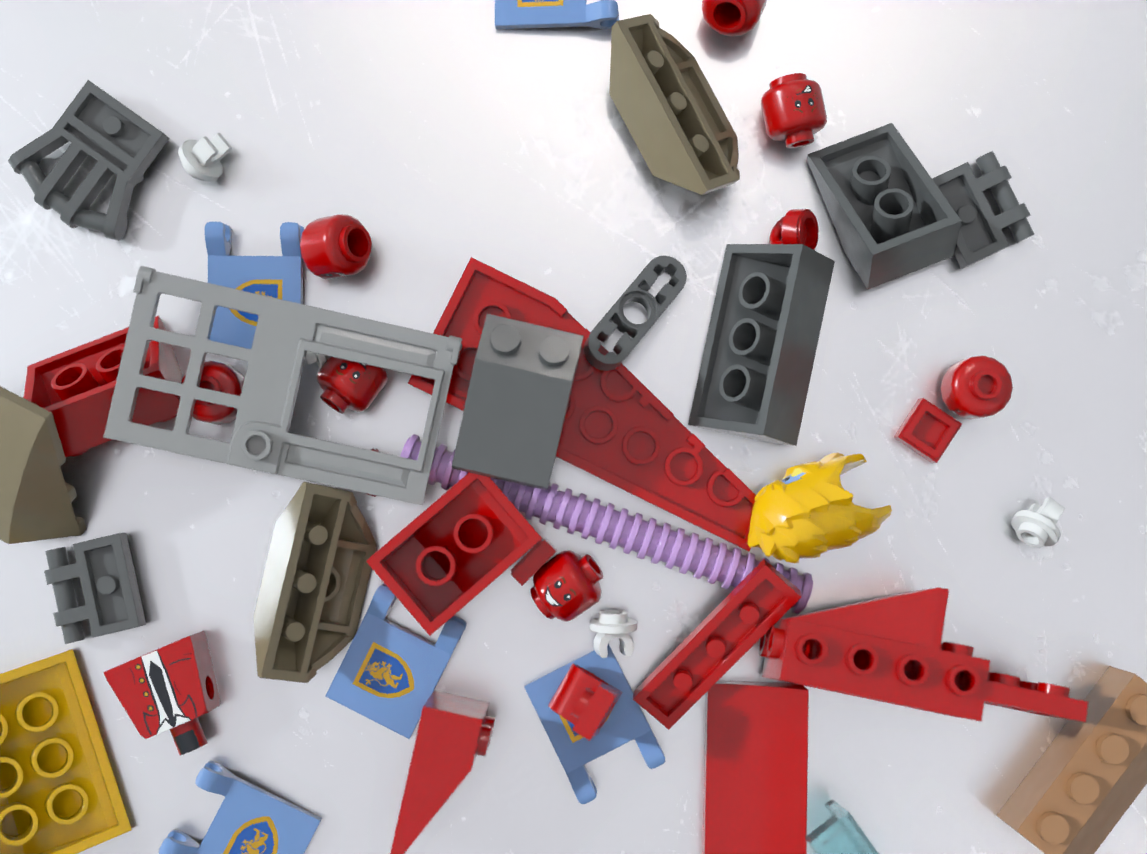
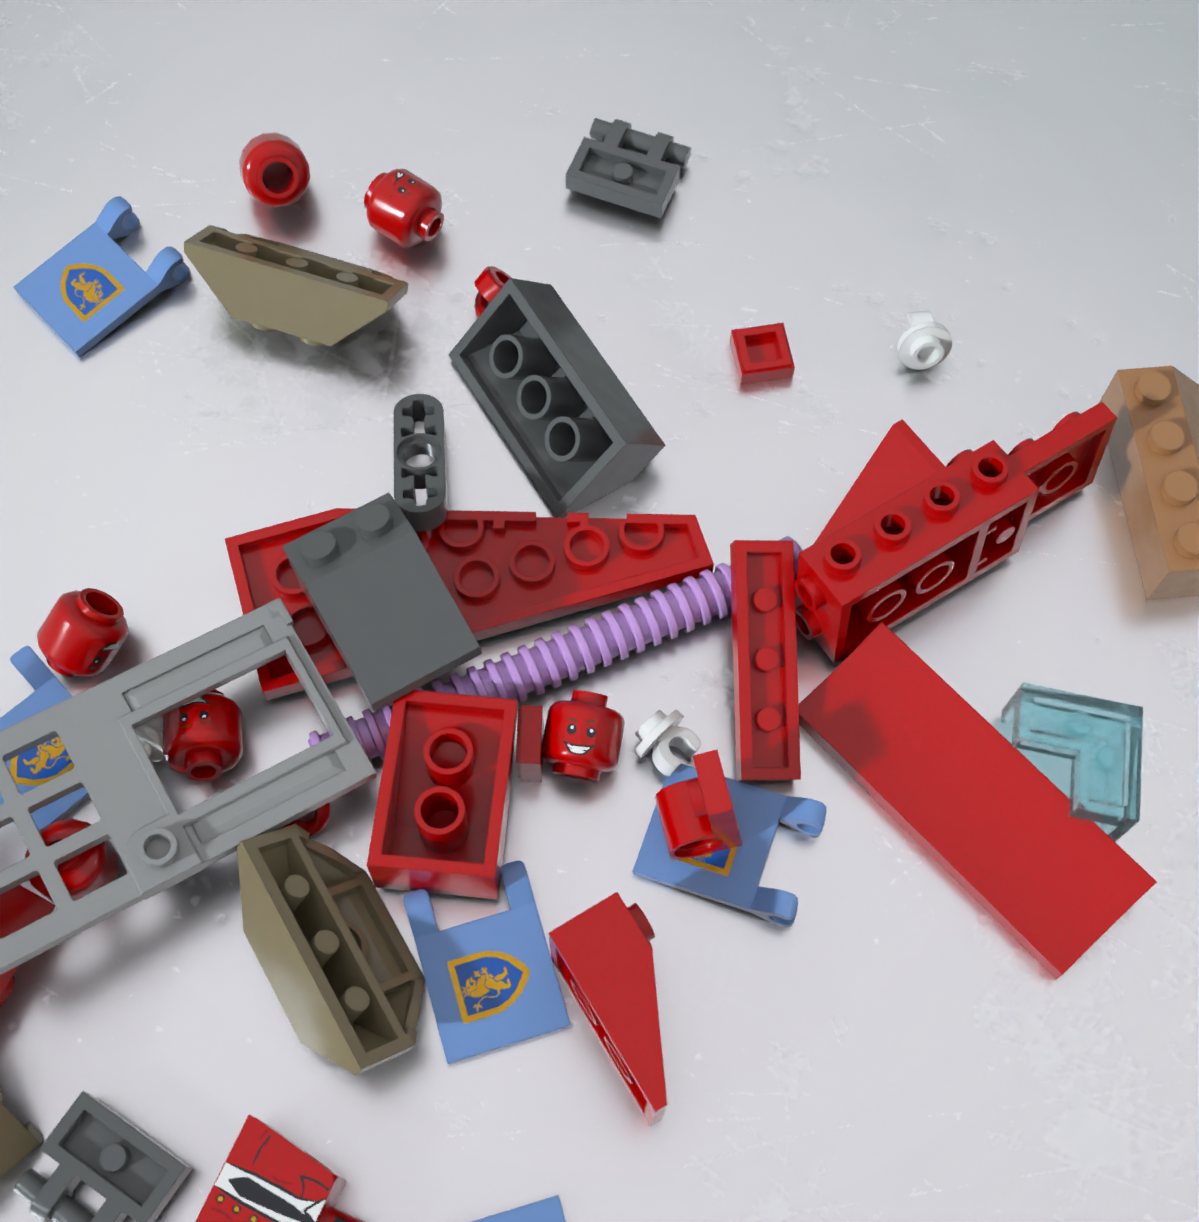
camera: 45 degrees left, 20 degrees down
(811, 511) = (732, 473): yellow head -> none
(884, 205) = (552, 219): dark grey slope -> none
(976, 387) = (764, 282): red head -> none

